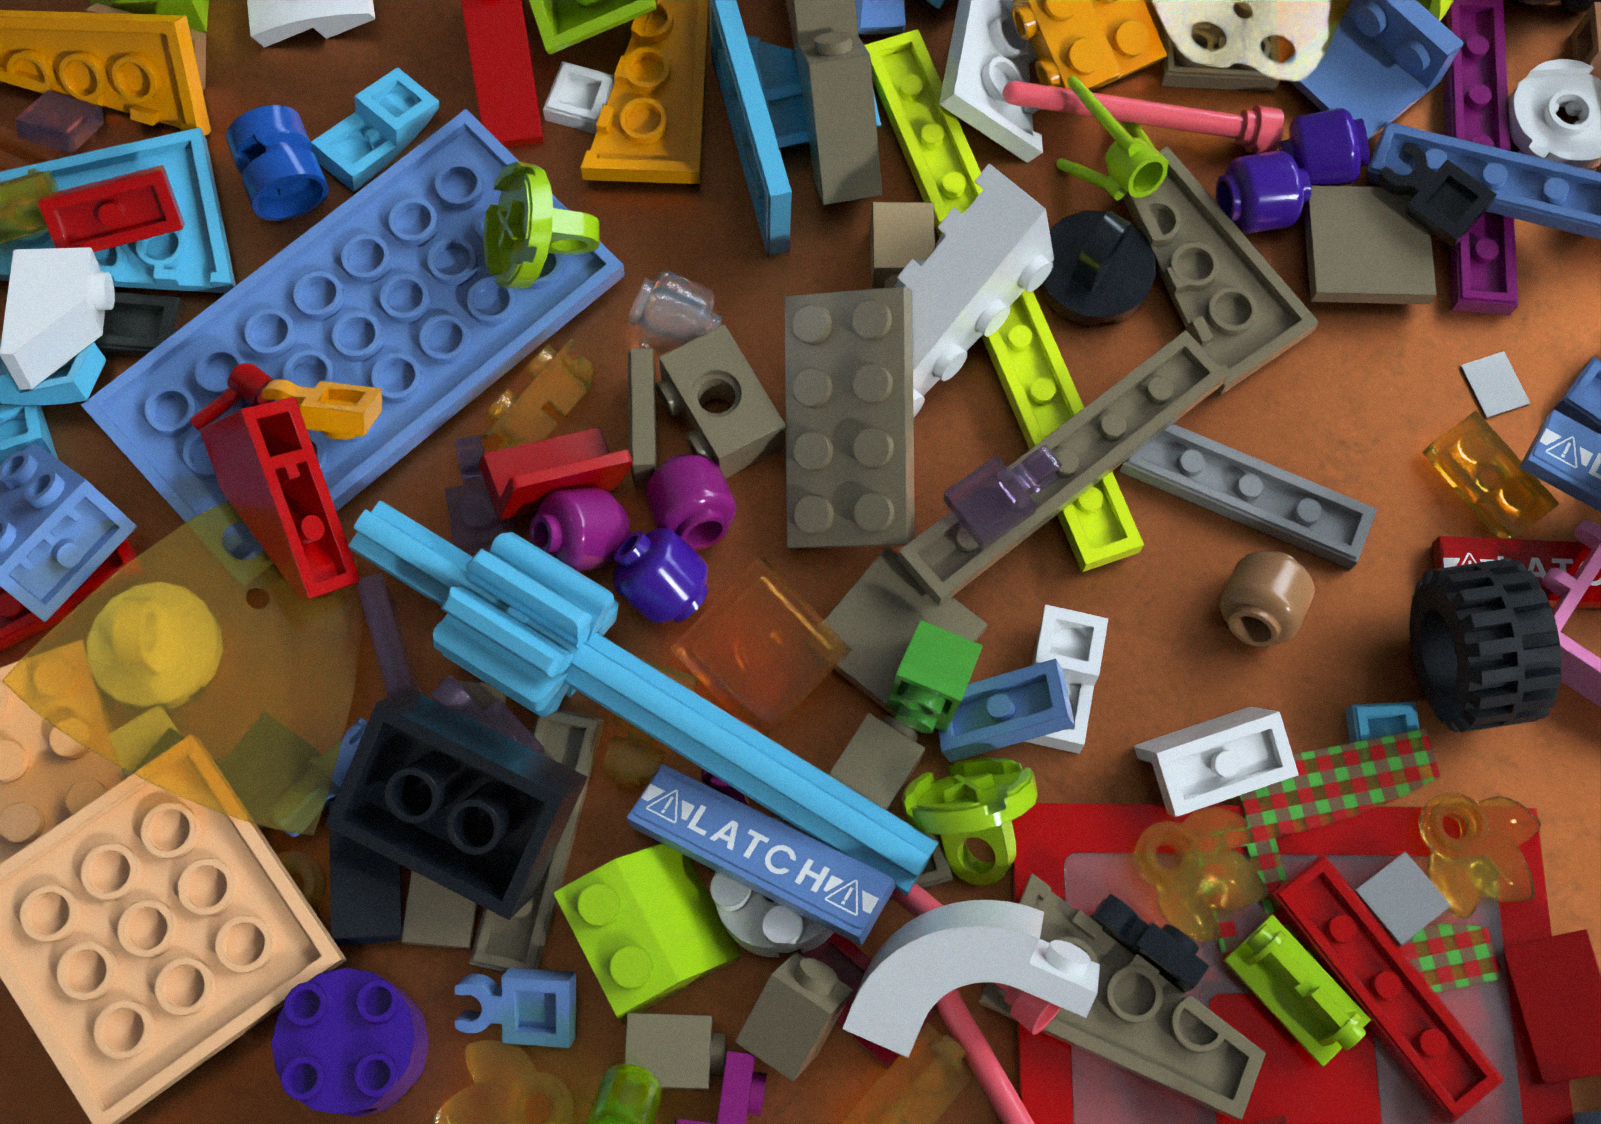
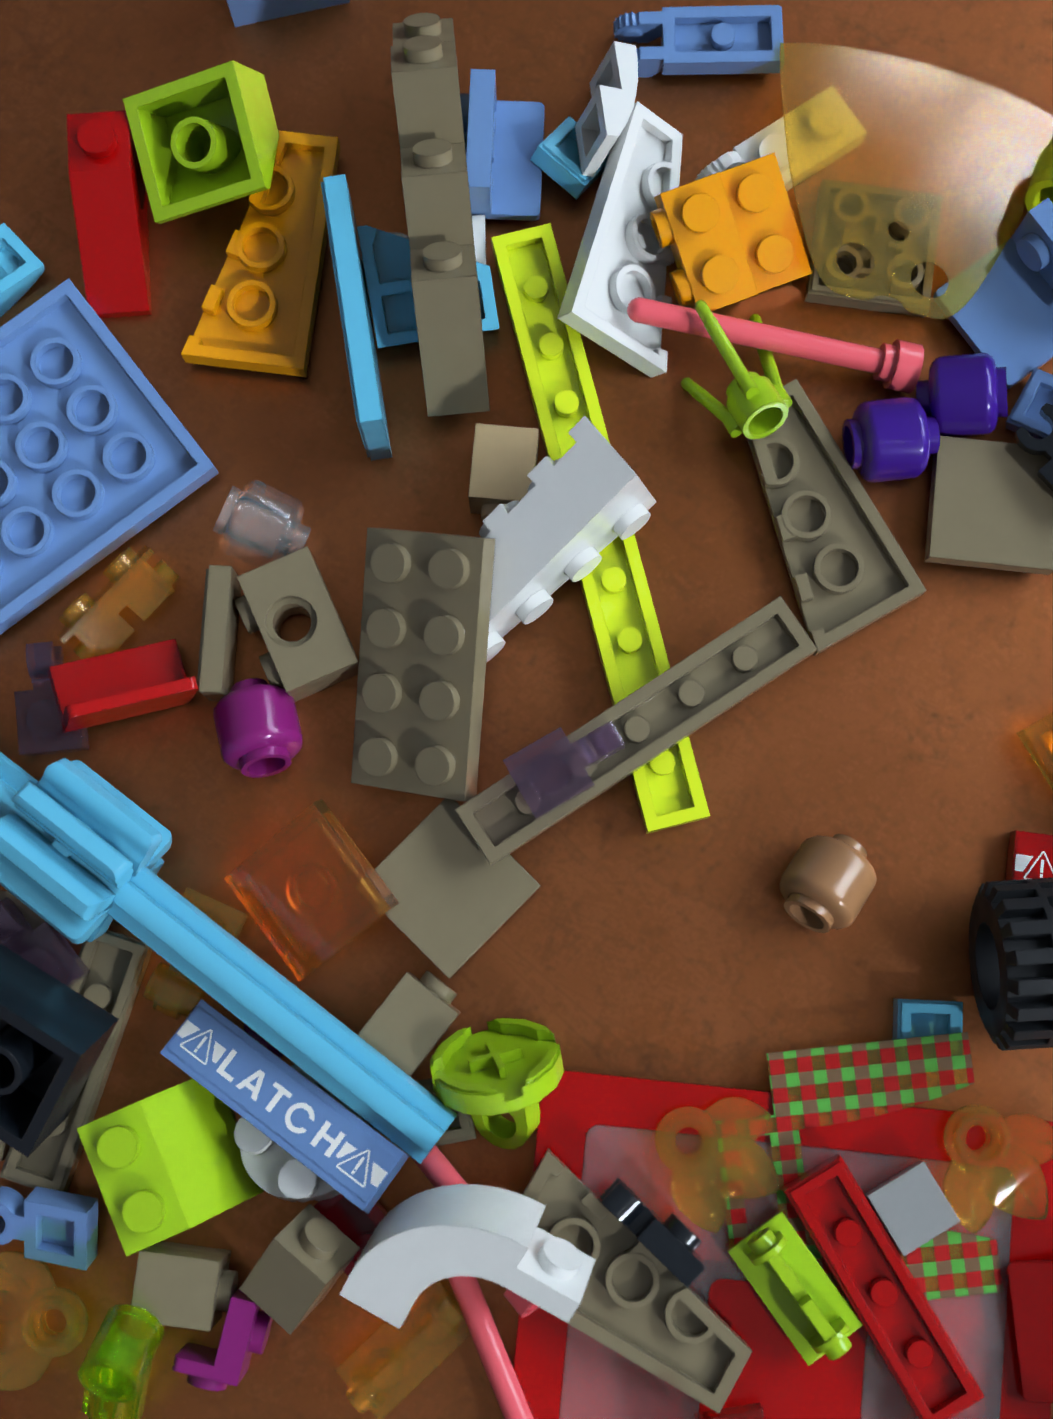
camera: 10 degrees right, 10 degrees up
(527, 227) = (106, 429): lime tile -> none
(578, 97) = (189, 267): white tile -> none
(580, 527) = (142, 751): magenta head -> none
(660, 575) = (218, 806): dark purple head -> none
(932, 678) = (470, 947): bright green slope -> none
(1009, 711) = (544, 977): medium blue plate -> none
(1078, 646) = (611, 944): white slope -> none
(1098, 268) = (706, 505): black tile -> none
(1219, 759) = (752, 1045): white panel -> none
(1254, 494) = (836, 766): light grey tile -> none

